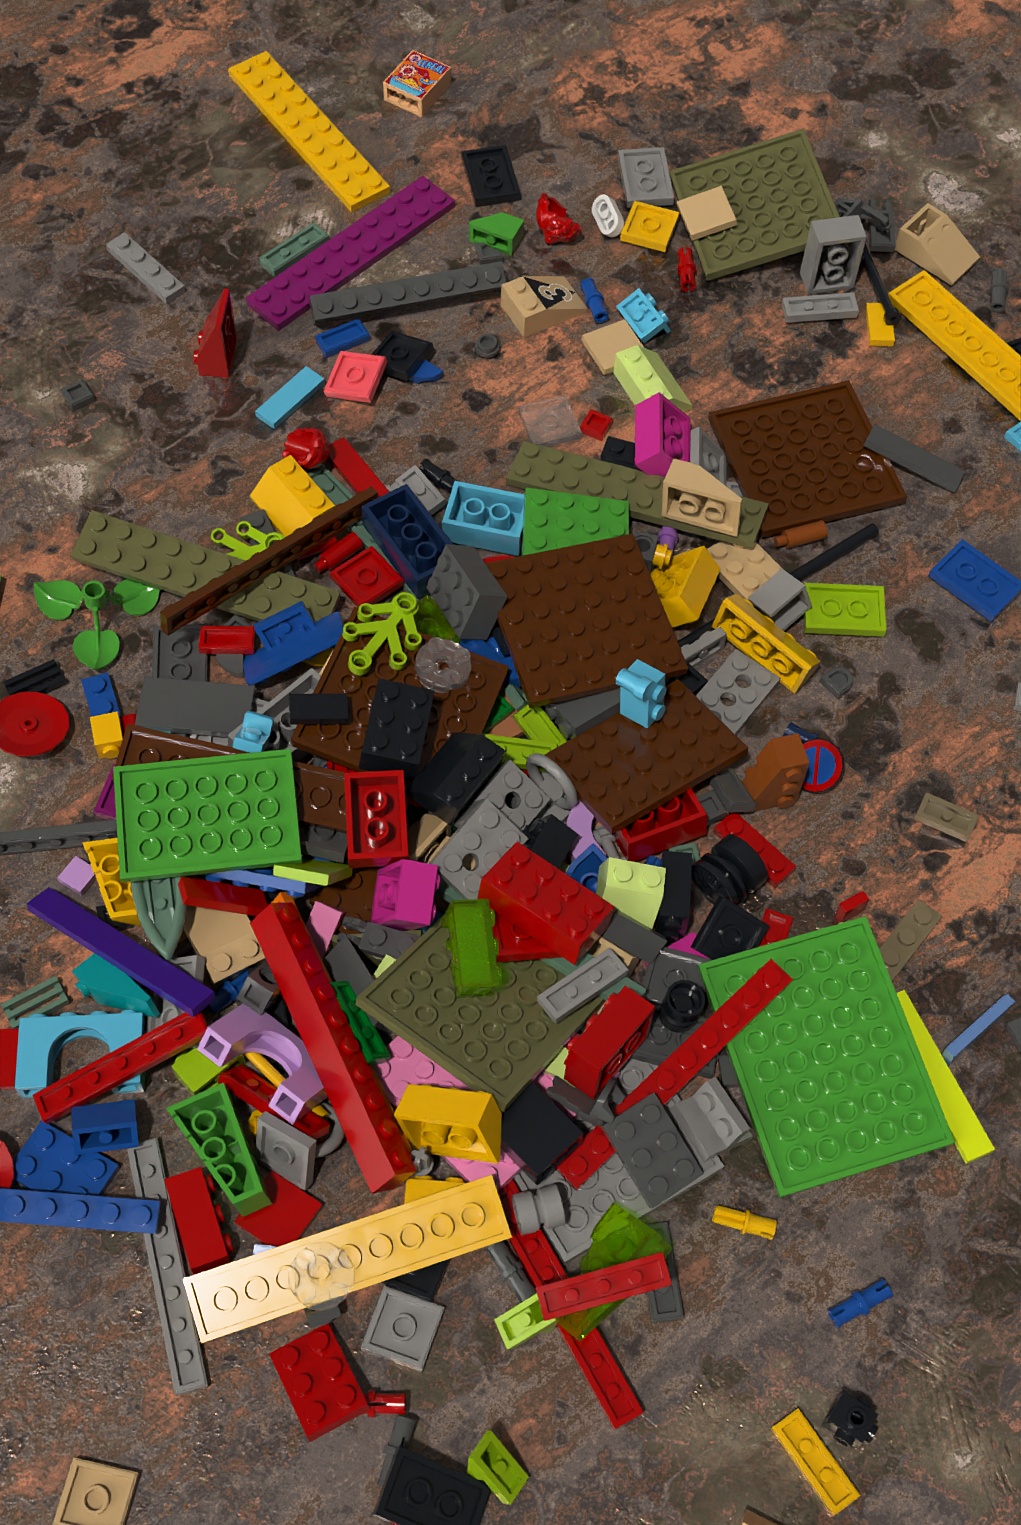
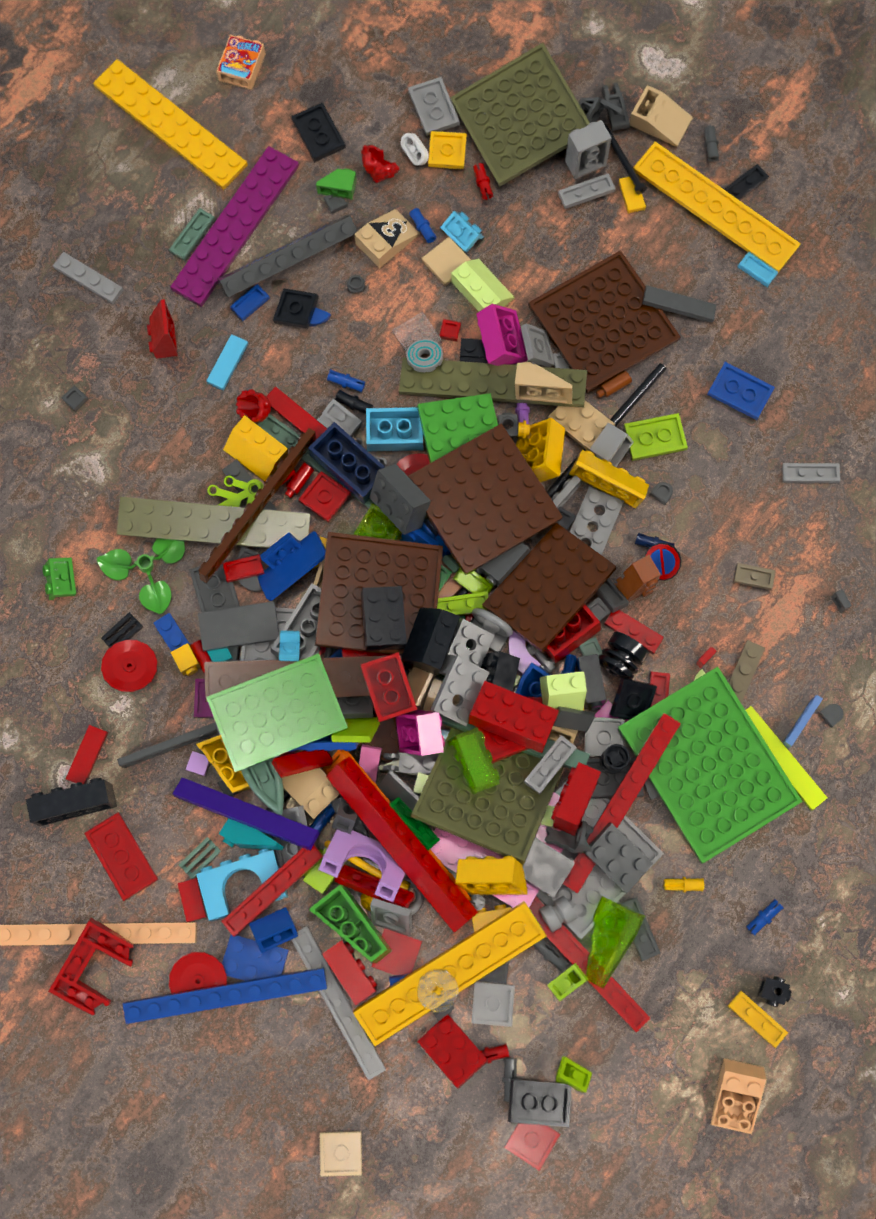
camera: 10 degrees left, 15 degrees up
(318, 709) = (327, 617): black tile -> none
(355, 376) = (269, 335): coral tile -> none
(384, 630) = (355, 546): lime plant -> none
(439, 451) = (346, 380): none -> blue pin
(443, 651) = (396, 549): clear plate -> none
(564, 440) = (421, 347): none -> light grey tile
(603, 1286) = (611, 955): red plate -> none
(641, 693) = (538, 548): medium azure hinge -> none
(706, 213) = (487, 131): tan tile -> none
(711, 1120) = (649, 827): light grey bracket -> none

